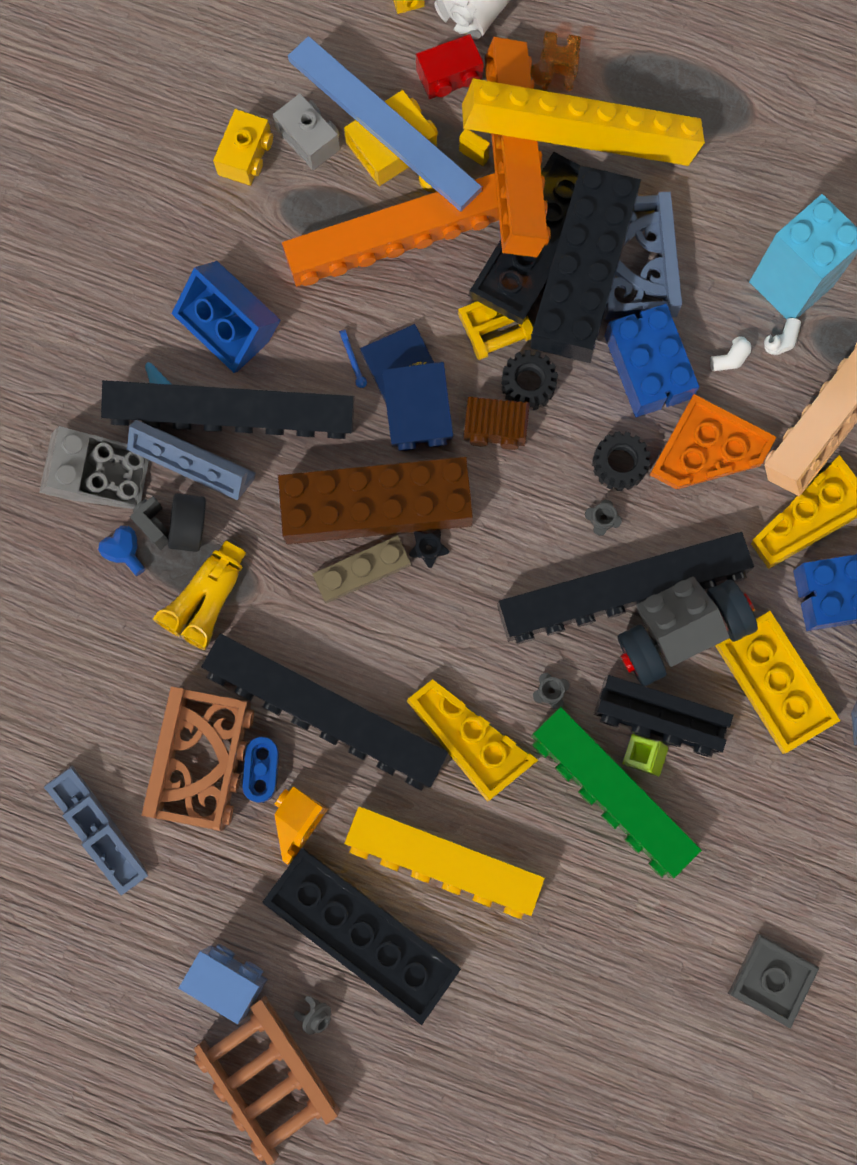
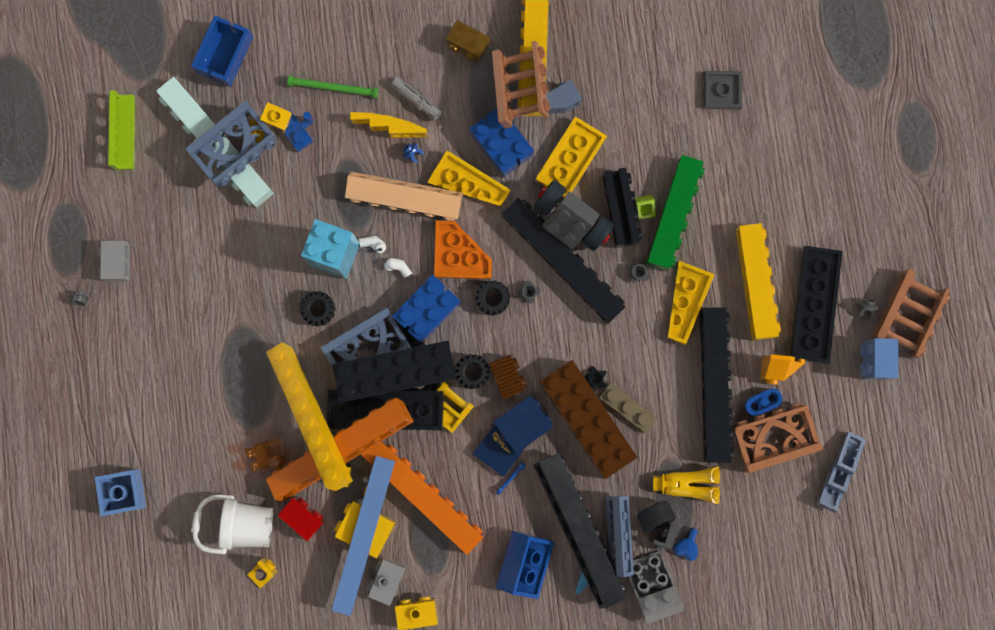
camera: 125 degrees left, 5 degrees up
(733, 205) = (309, 300): none -> black tyre

